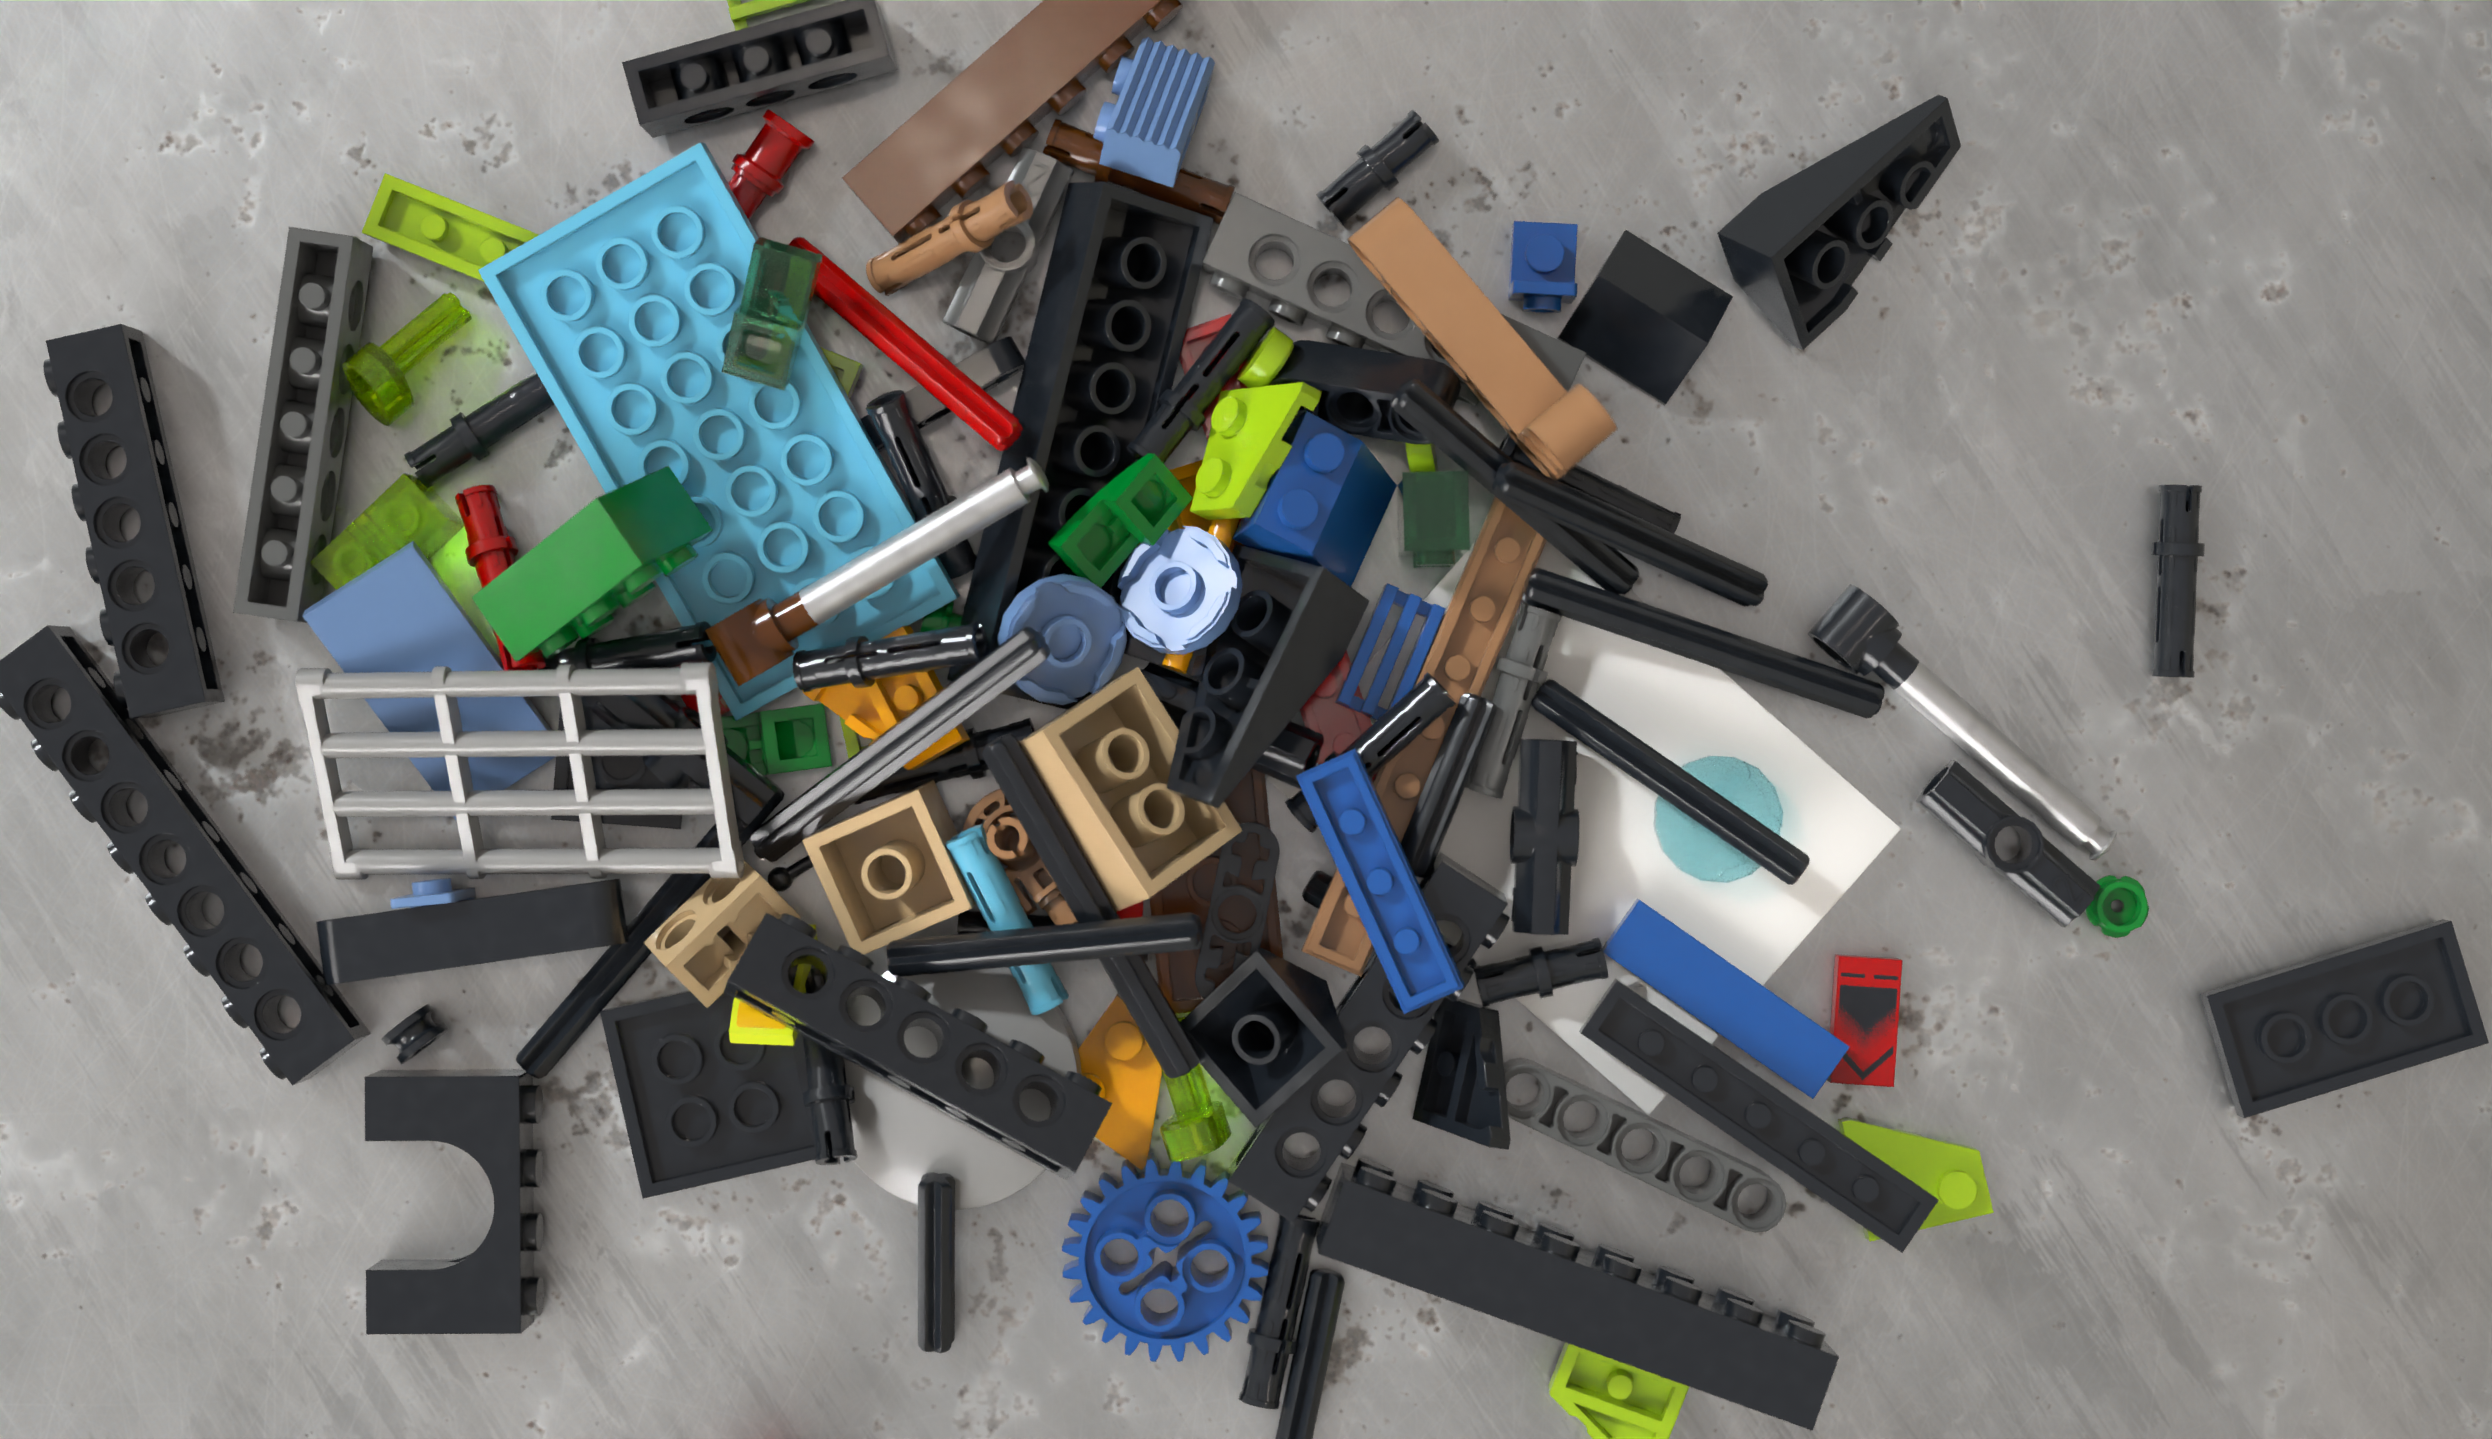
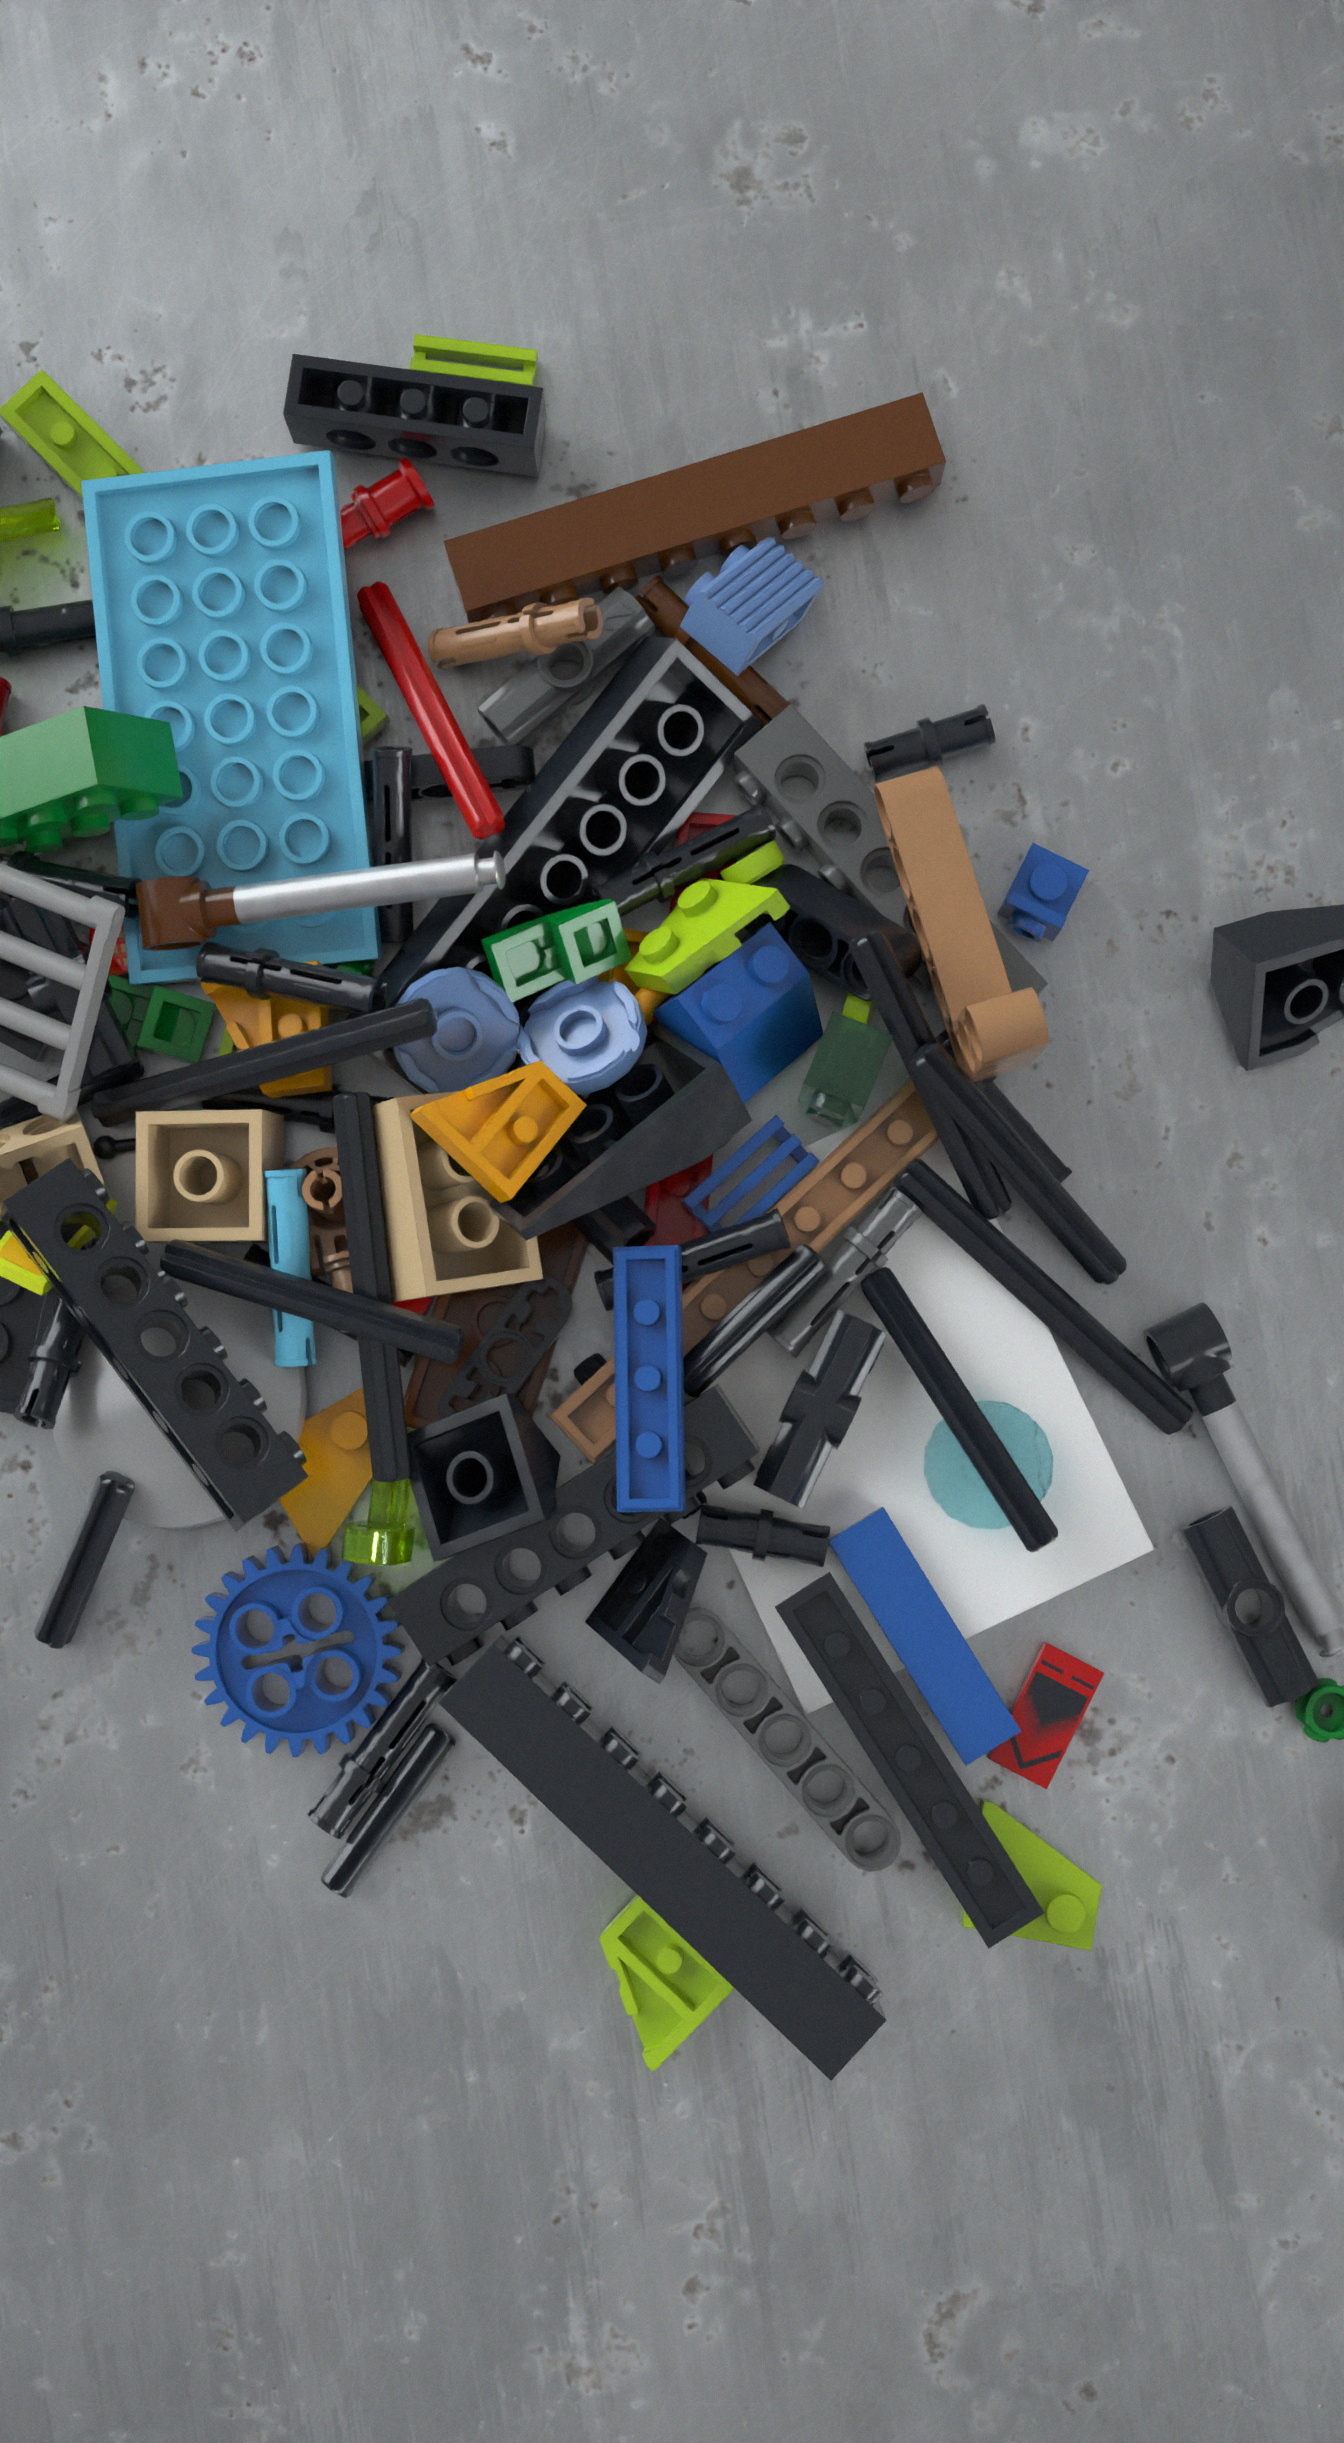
camera: 30 degrees right, 5 degrees down
(772, 313) = (325, 628): clear green slope -> none
(1148, 710) = (502, 1125): none -> light orange wing
(1646, 317) = (1115, 980): black slope -> none

